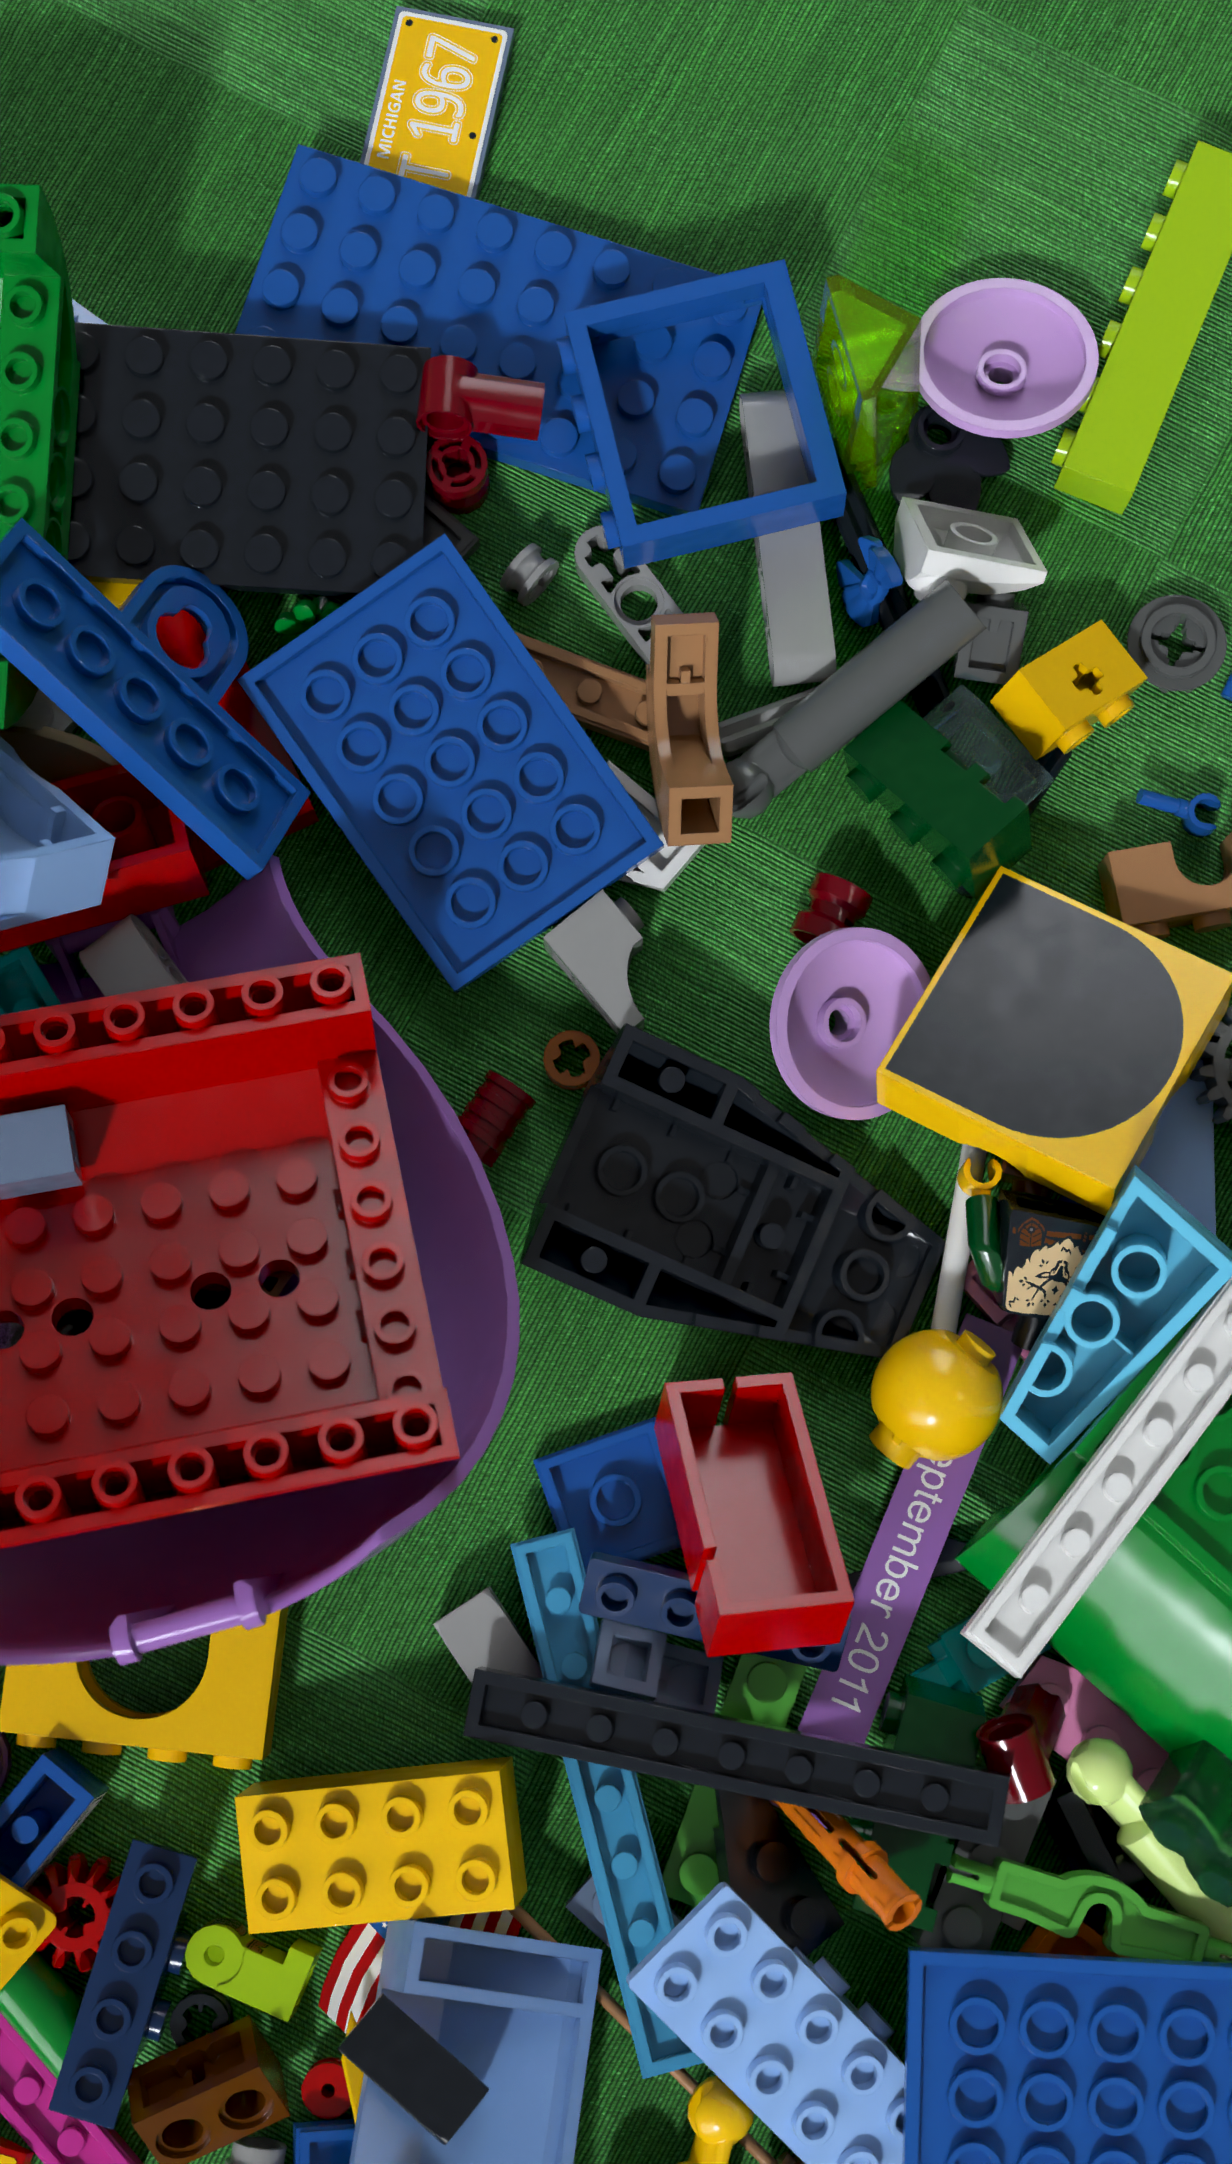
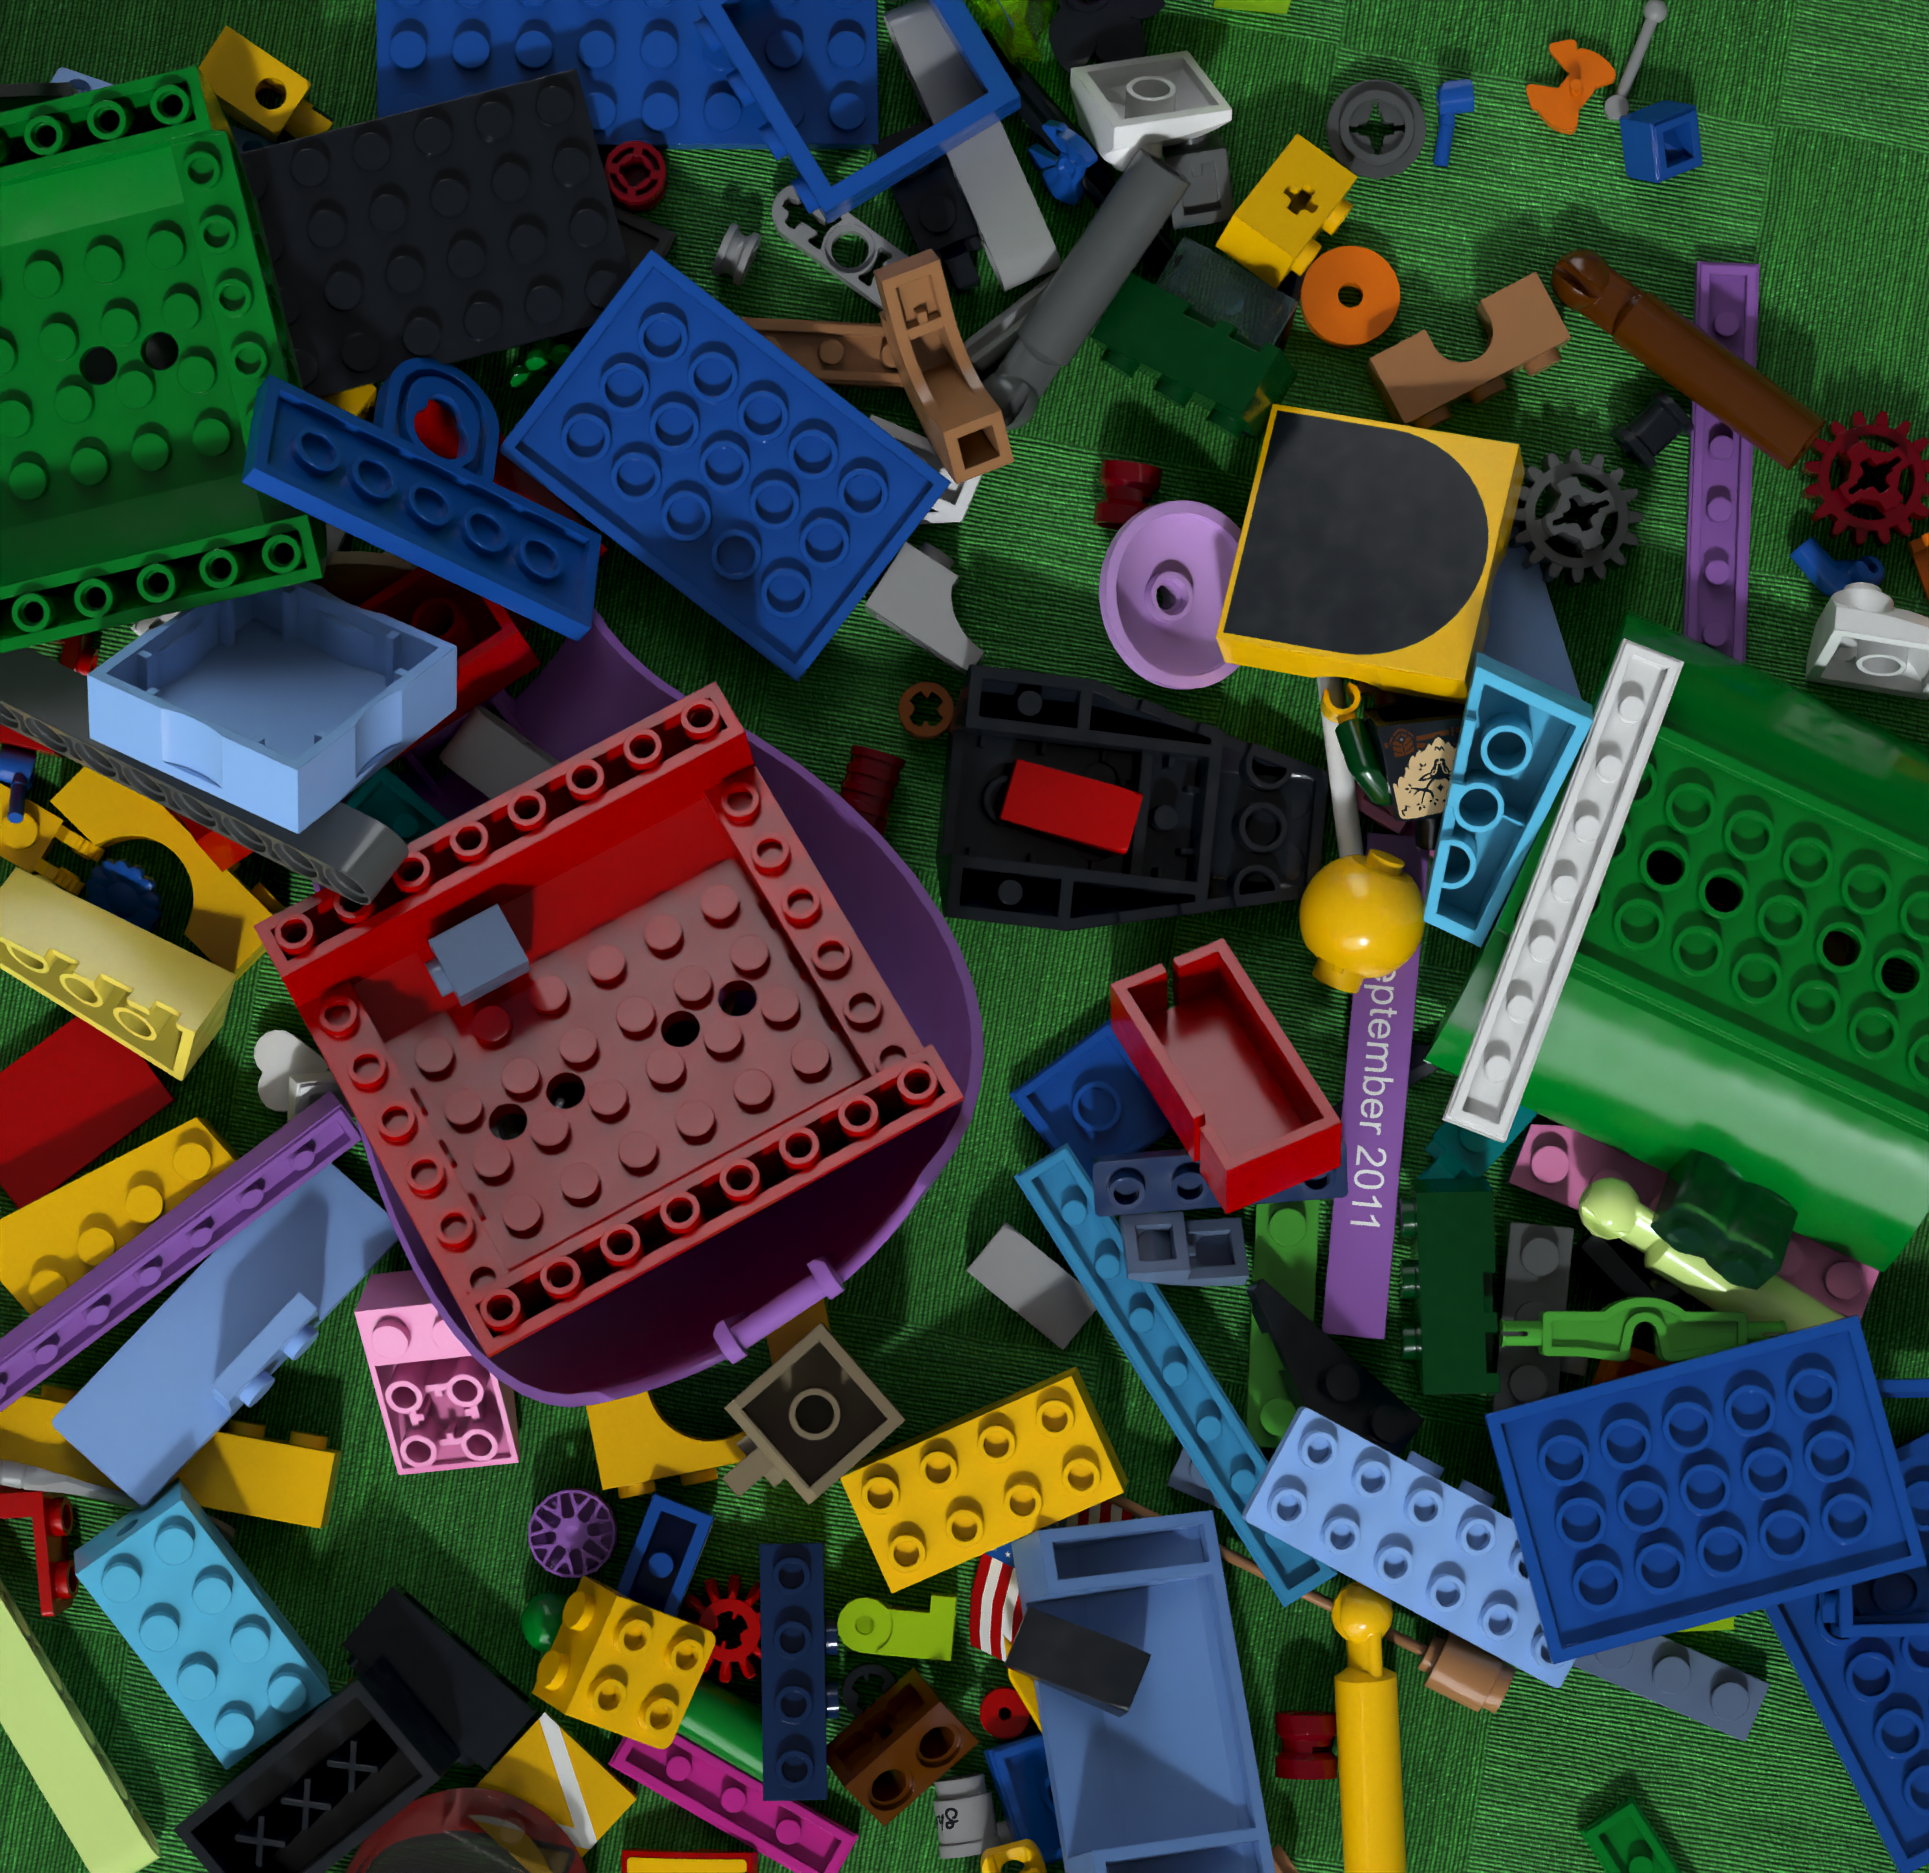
camera: 25 degrees left, 5 degrees up
(117, 269) = (242, 70): none -> yellow torso
(221, 1729) = (809, 1418): none -> dark tan hinge
(462, 400) = (623, 110): dark red piece -> none
(682, 1196) = (1071, 807): none -> red slope
(733, 590) = (936, 212): none -> black hinge
(739, 1756) = (1278, 1295): black plate -> none
(883, 1893) = (1417, 1352): orange pin -> none
(1023, 1741) = (1530, 1205): dark red piece -> none
(1079, 809) = (1357, 269): none -> orange piece
(1183, 809) = (1426, 290): blue hand -> none

